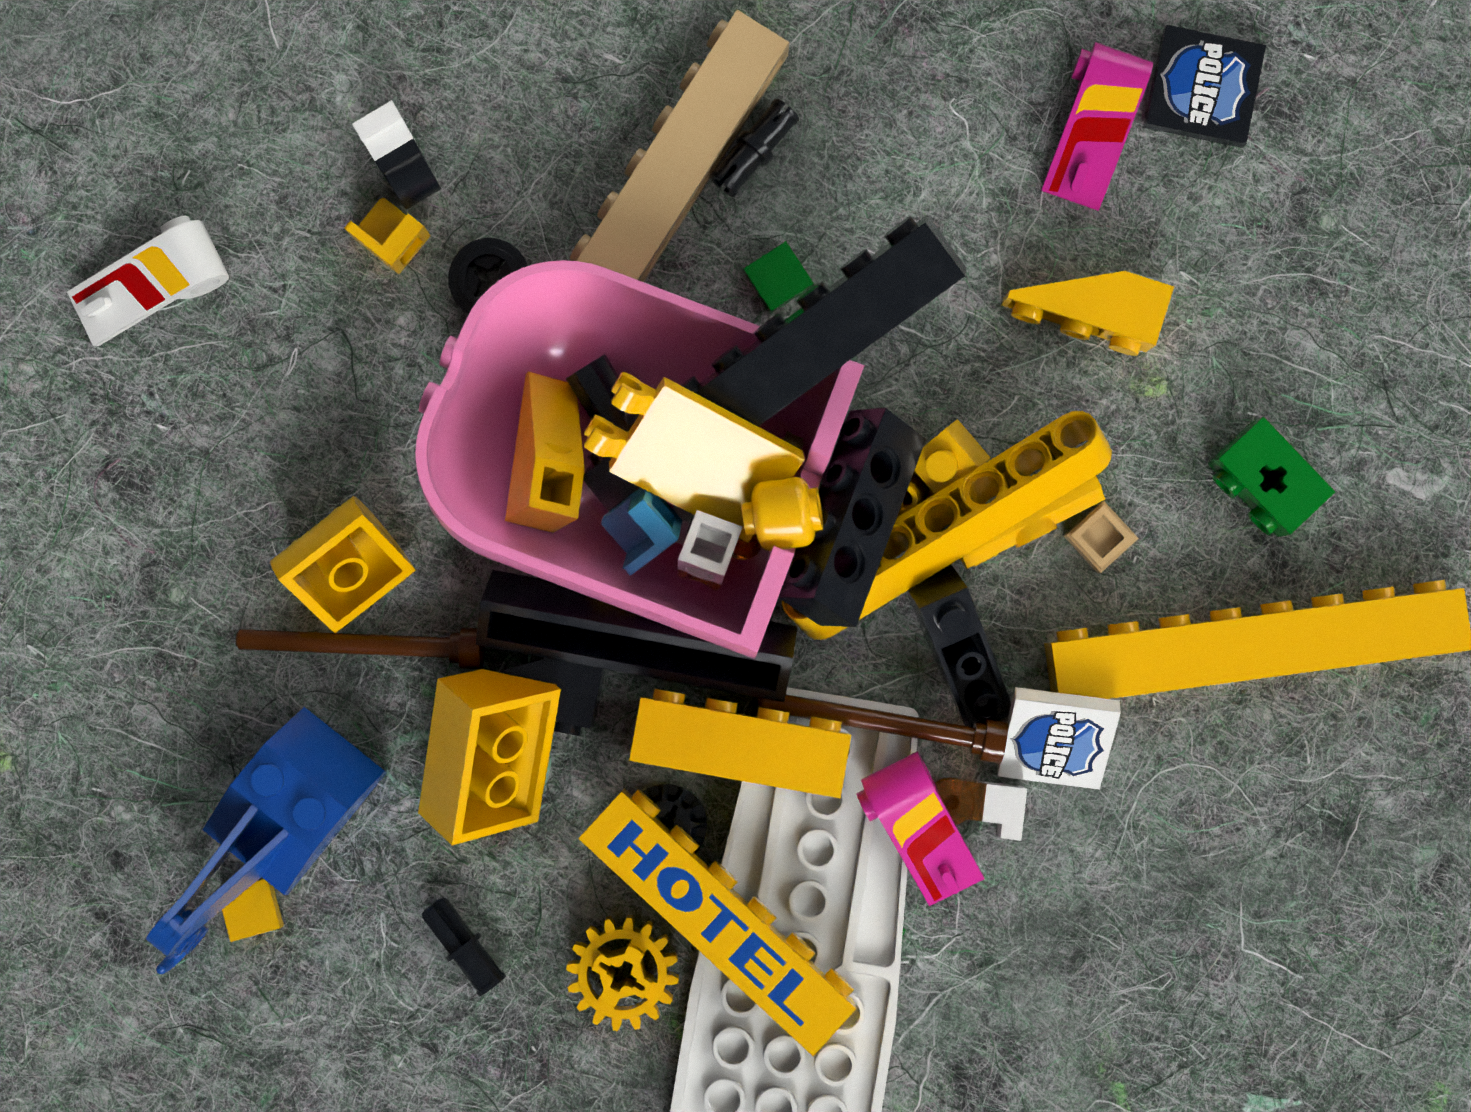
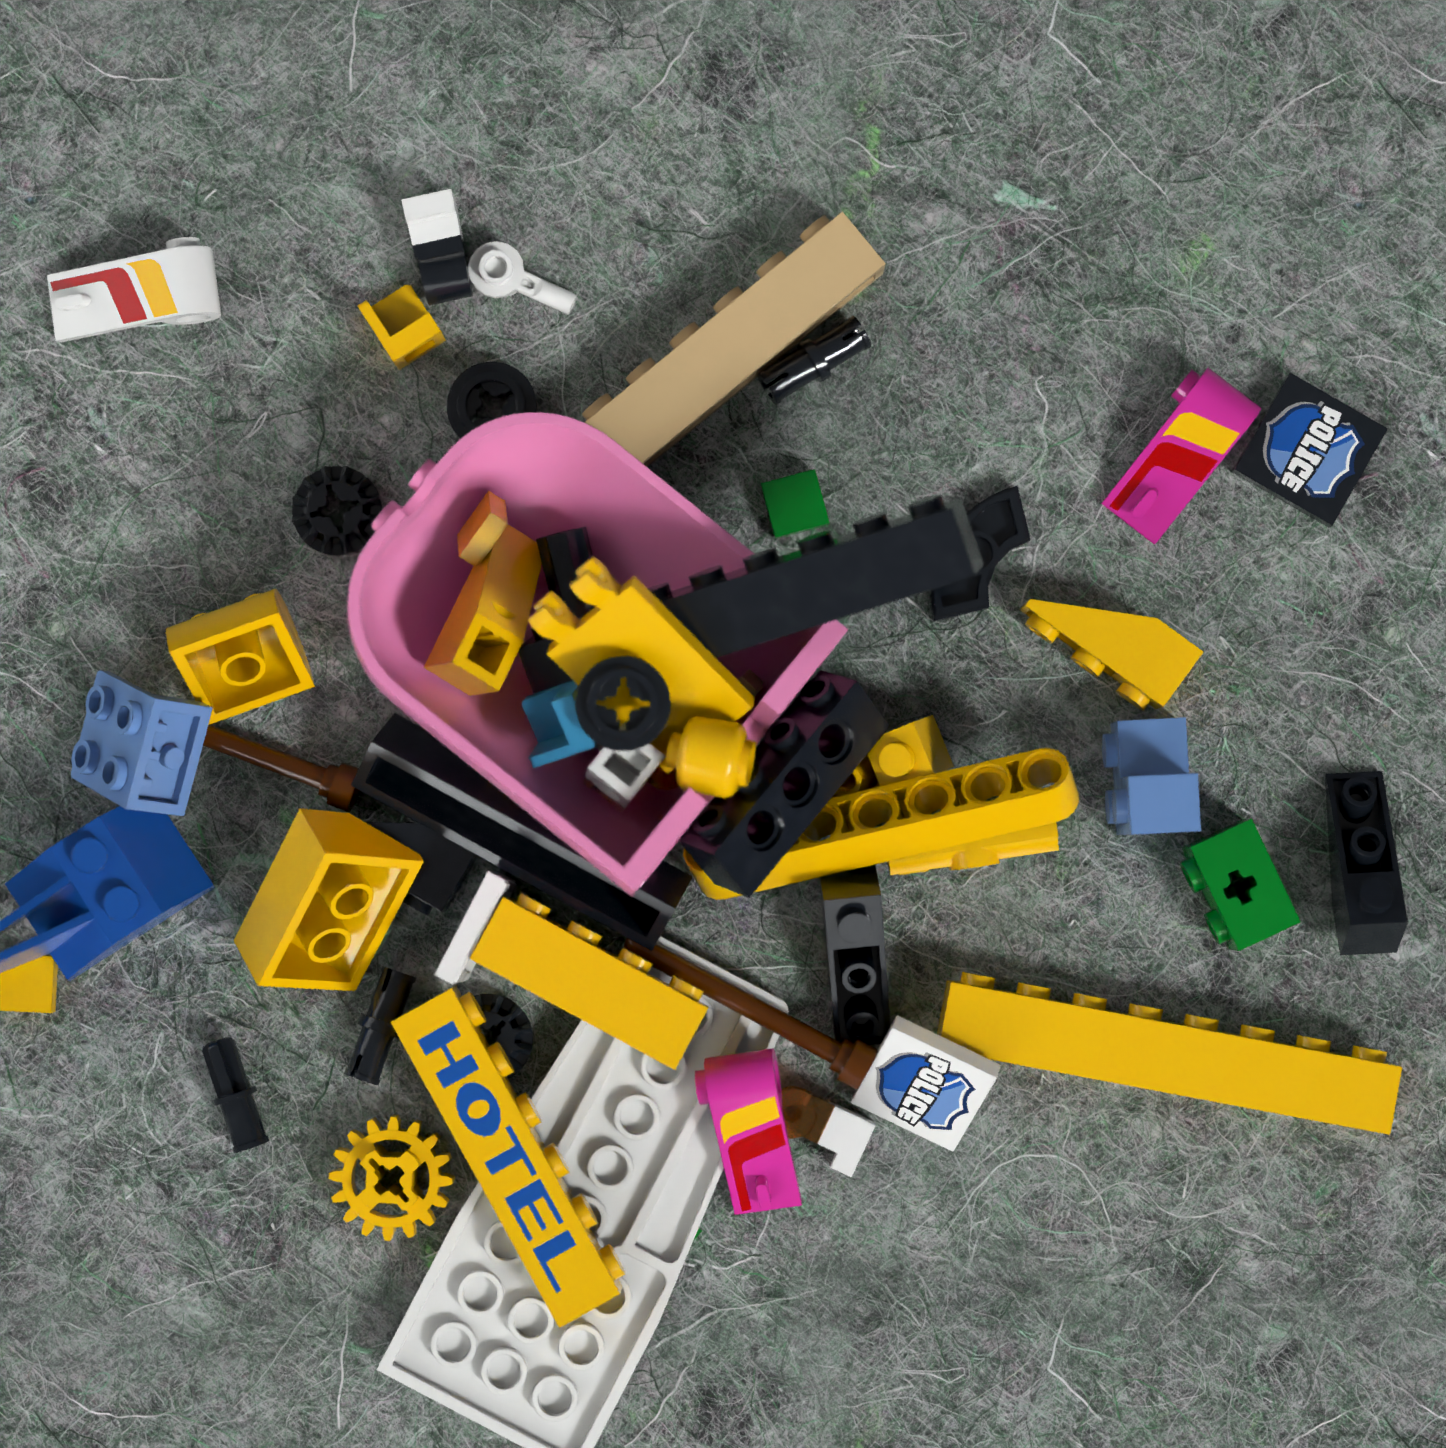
camera: 20 degrees right, 0 degrees up
(280, 671) = (139, 746): none -> medium blue bracket
(378, 435) = (322, 532): none -> black gear
(457, 161) = (499, 272): none -> white plate
(516, 384) = (482, 529): none -> tile
(568, 849) = (377, 1029): none -> black pin
(618, 767) = (456, 963): none -> white tile
(714, 504) = (602, 722): none -> black gear
(968, 240) = (997, 528): none -> black tile
(1101, 537) = (1043, 888): tan tile -> none
(1165, 411) = (1150, 777): none -> medium blue brick
(1371, 427) = (1363, 865): none -> black slope

